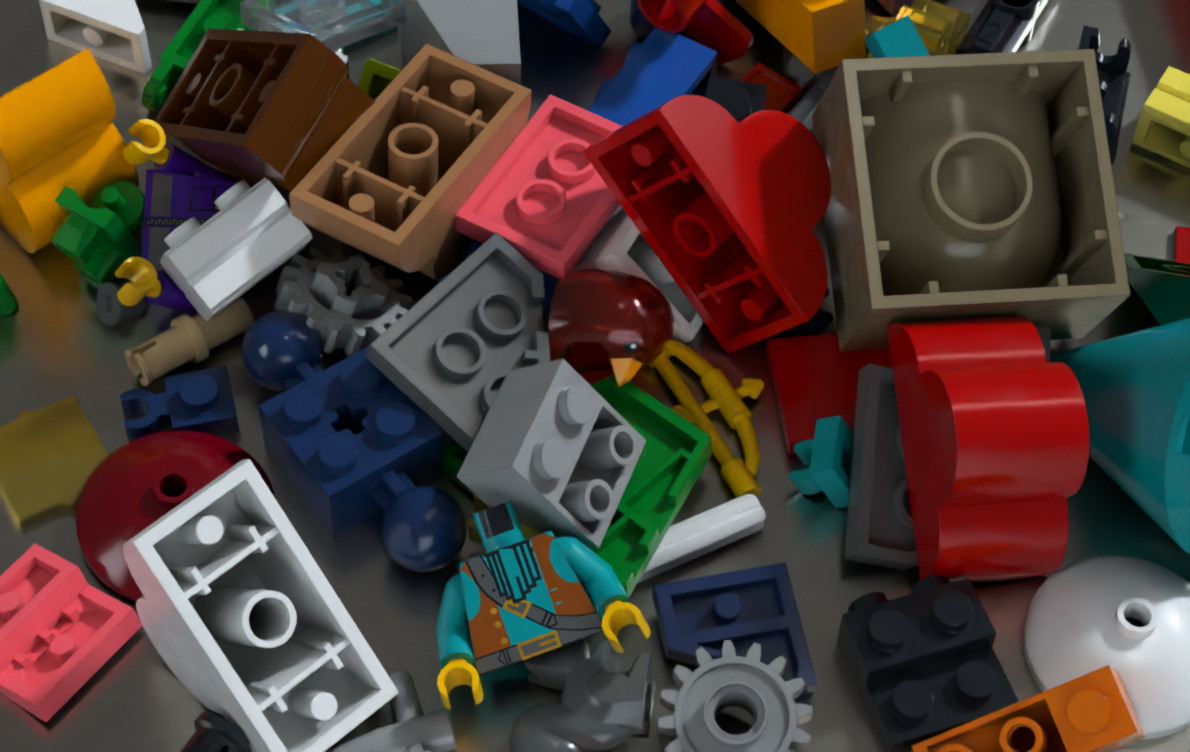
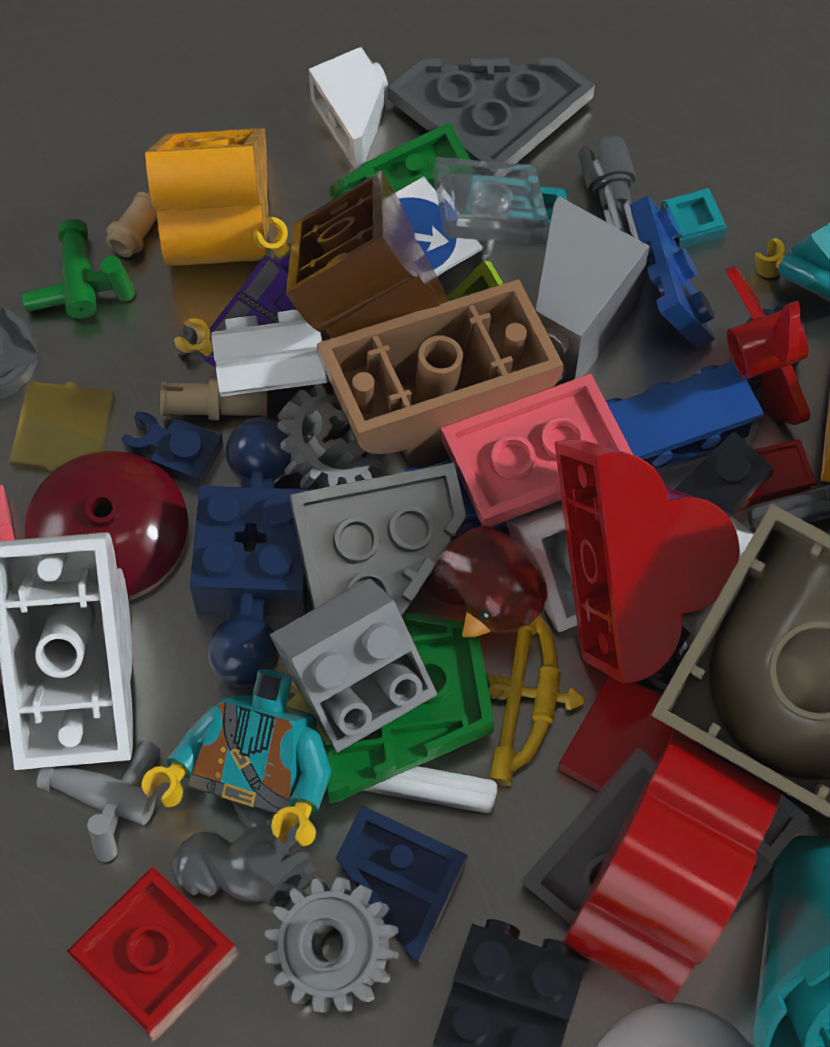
camera: 40 degrees right, 10 degrees up
(100, 235) = (207, 282): green hips -> none
(828, 459) = (569, 795): teal tile -> none

